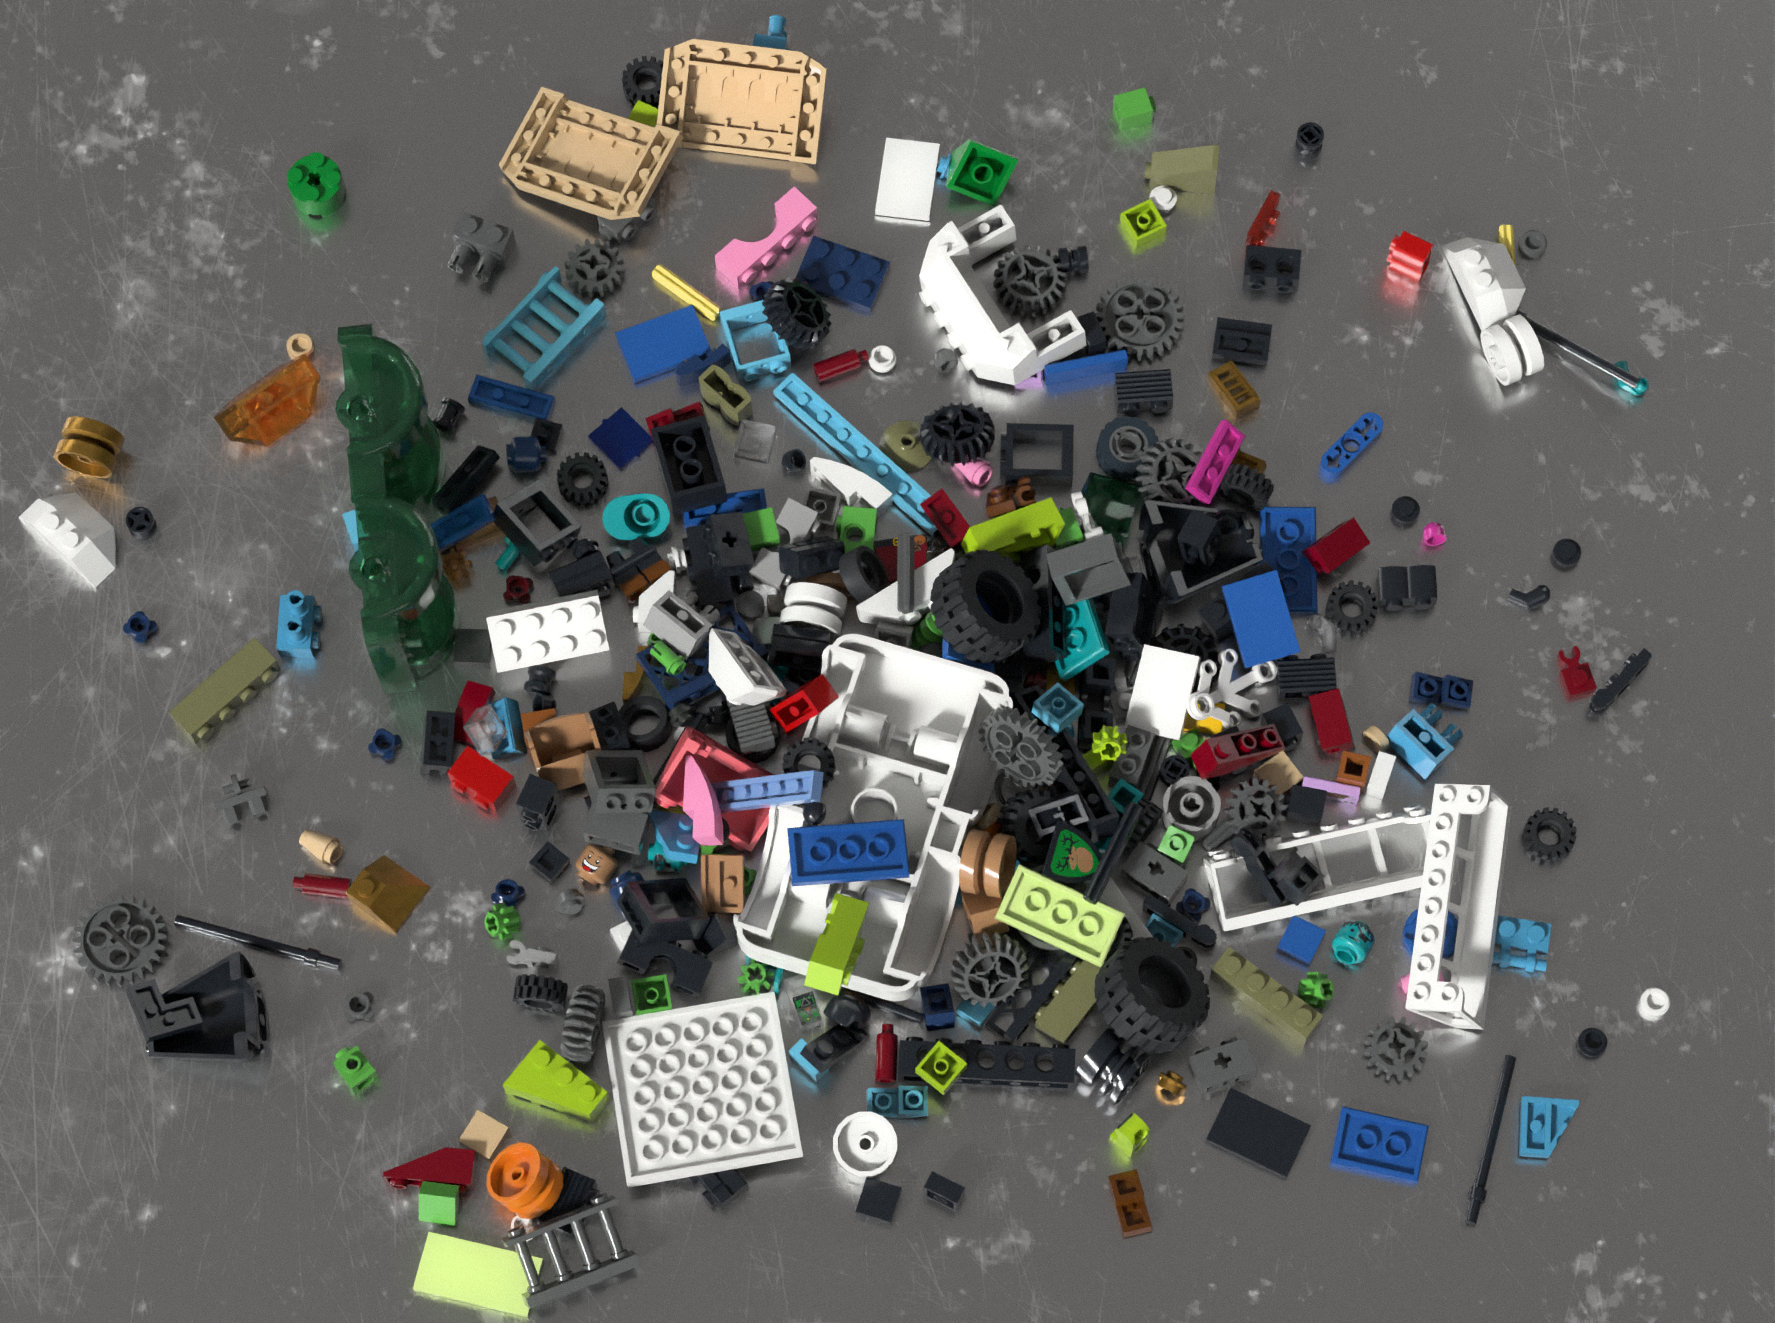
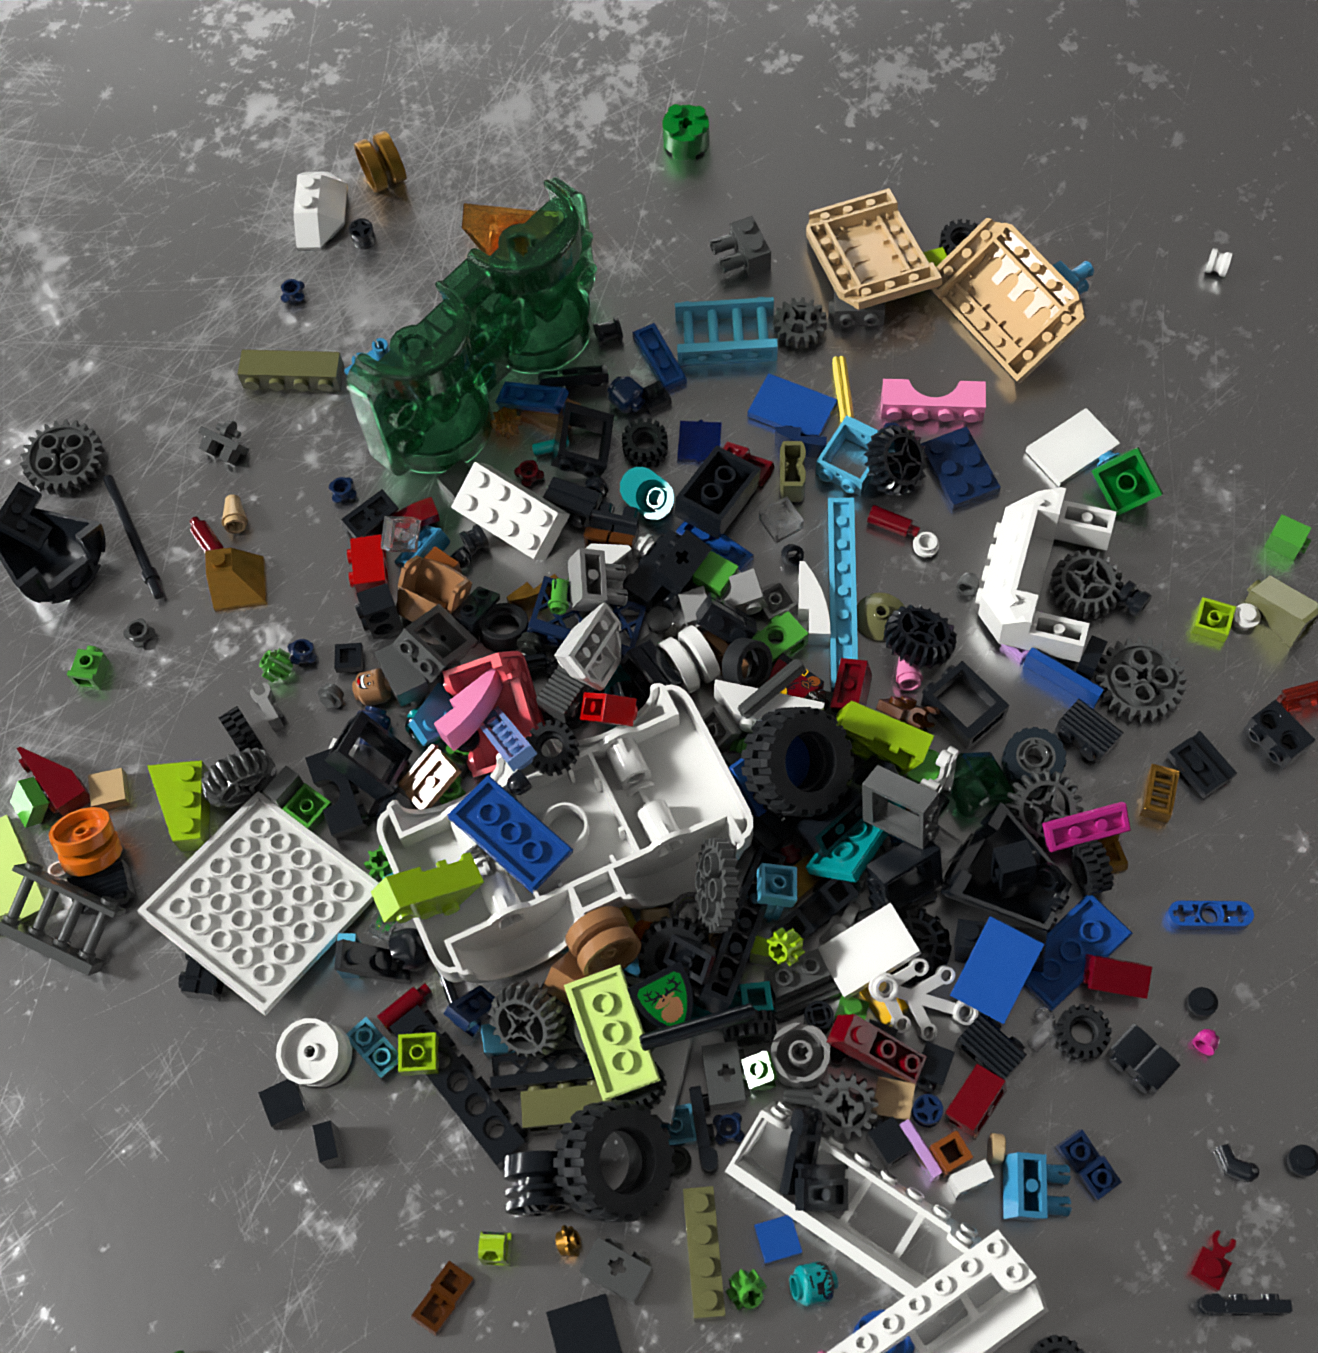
camera: 50 degrees right, 5 degrees down
(1310, 755) = (927, 1105): none -> dark blue wheel

